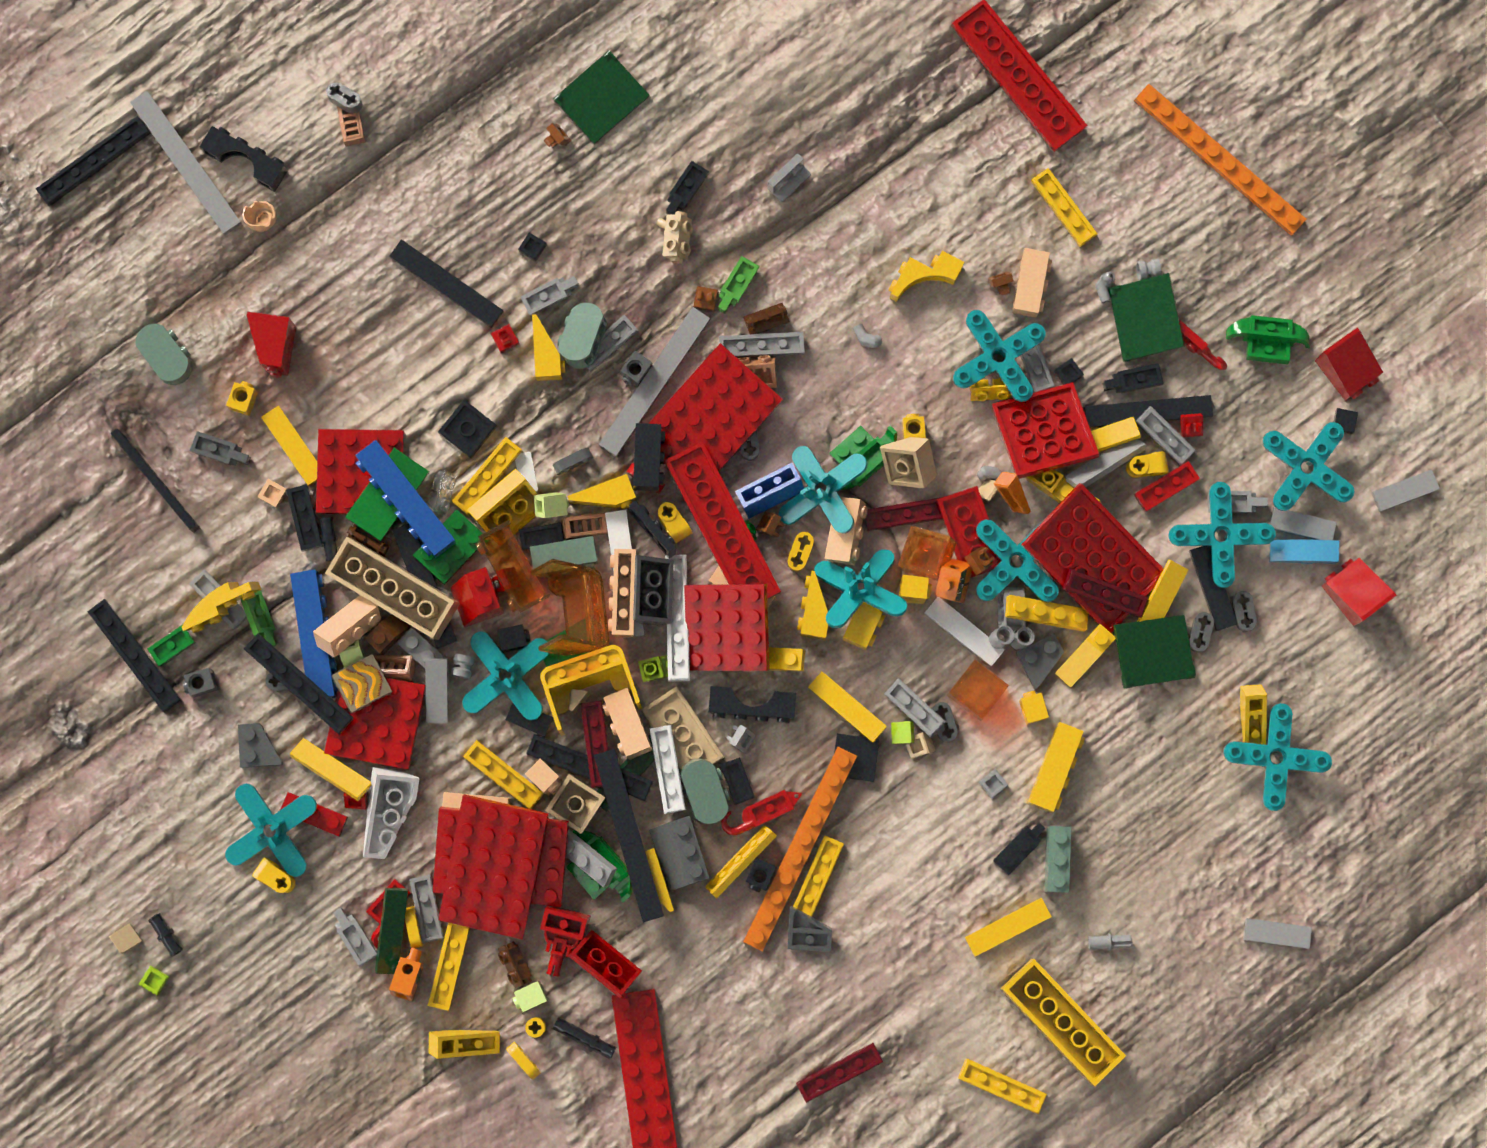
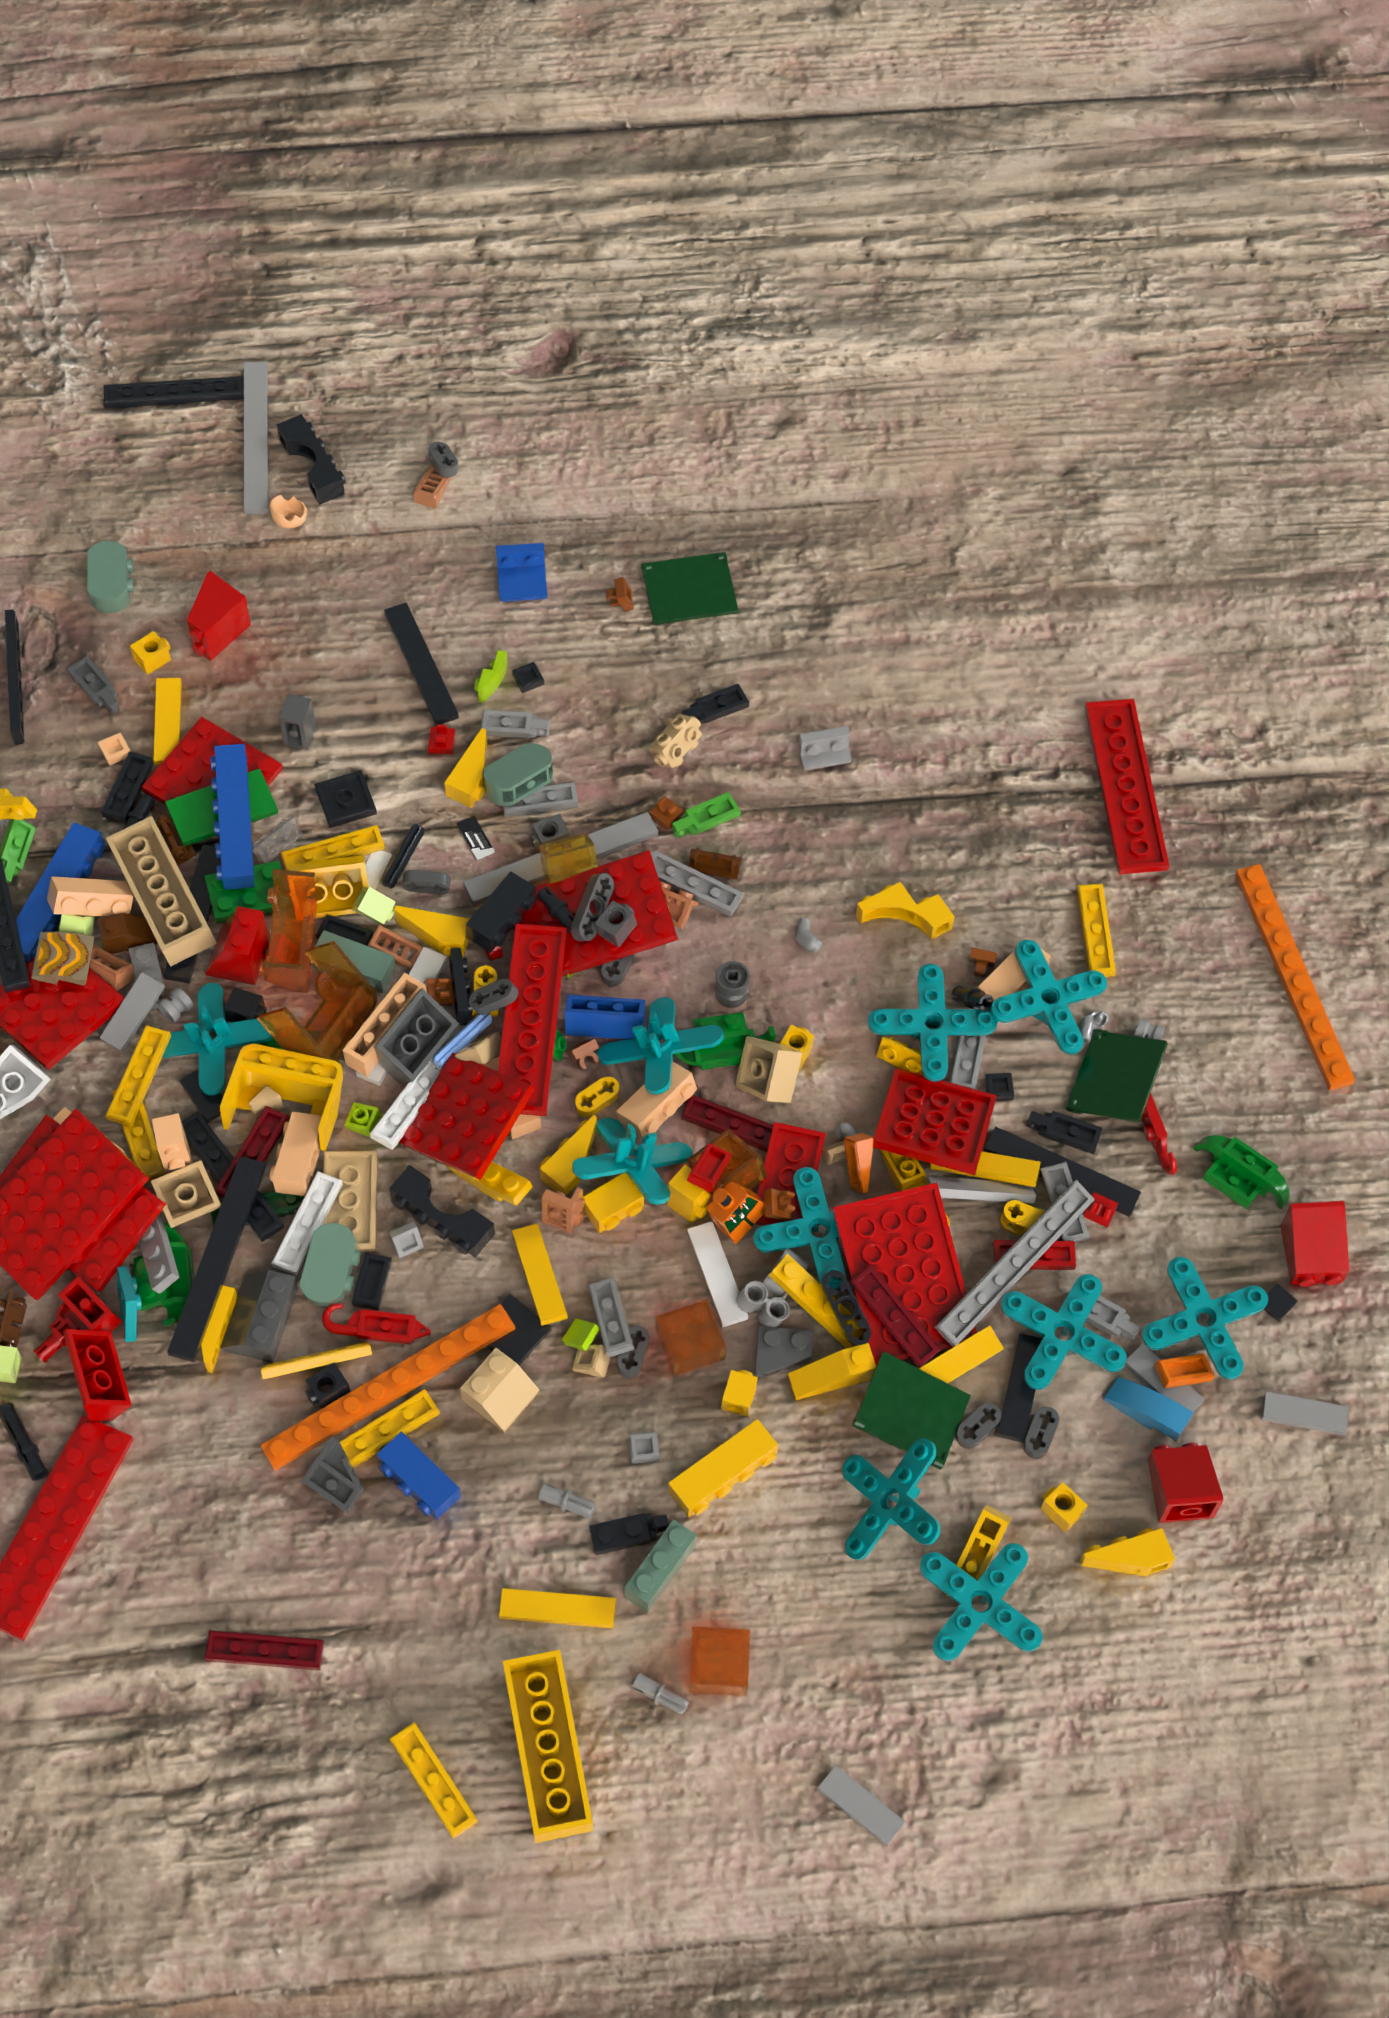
camera: 30 degrees right, 20 degrees down
(394, 391) = (297, 721): none -> dark grey brick
(471, 163) = (521, 572): none -> blue bracket
(475, 735) = (138, 1076): none -> yellow tile
(508, 268) = (491, 677): none -> lime slope
(540, 449) = (403, 856): none -> black axle
(581, 401) = (475, 837): none -> sticker
(588, 901) = (128, 1301): none -> teal wing
(639, 540) = (440, 990): none -> dark orange tile
(665, 383) = (567, 857): none -> clear yellow brick
(682, 568) = (462, 1038): none -> light blue axle
(686, 429) = (557, 908): none -> black pin
(690, 530) = (492, 996): none -> dark grey beam
(701, 569) = (481, 1049): none -> tan slope
(714, 435) = (583, 912): none -> dark grey beam
(742, 425) = (616, 932): none -> dark grey brick
(833, 655) = (562, 1211): none -> nougat bracket
(841, 409) = (732, 984): none -> dark grey wheel
(861, 898) = (418, 1476): none -> blue brick
(875, 805) = (499, 1390): none -> tan slope
(921, 566) = (709, 1167): none -> red tile
(968, 852) = (566, 1500): none -> light grey axle
(1014, 319) = (972, 998): none -> black pin
(1055, 605) = (844, 1285): none -> black beam
(1073, 281) = (1056, 993): none -> teal piece
(1134, 898) = (719, 1661): none -> clear orange piece
(1161, 504) = (1014, 1263): none -> light grey tile
(1177, 737) = (880, 1489): none -> teal piece
(1298, 655) = (1063, 1518): none -> yellow brick
(1312, 510) = (1184, 1370): none -> orange tile
(1358, 656) = (1139, 1555): none -> yellow slope

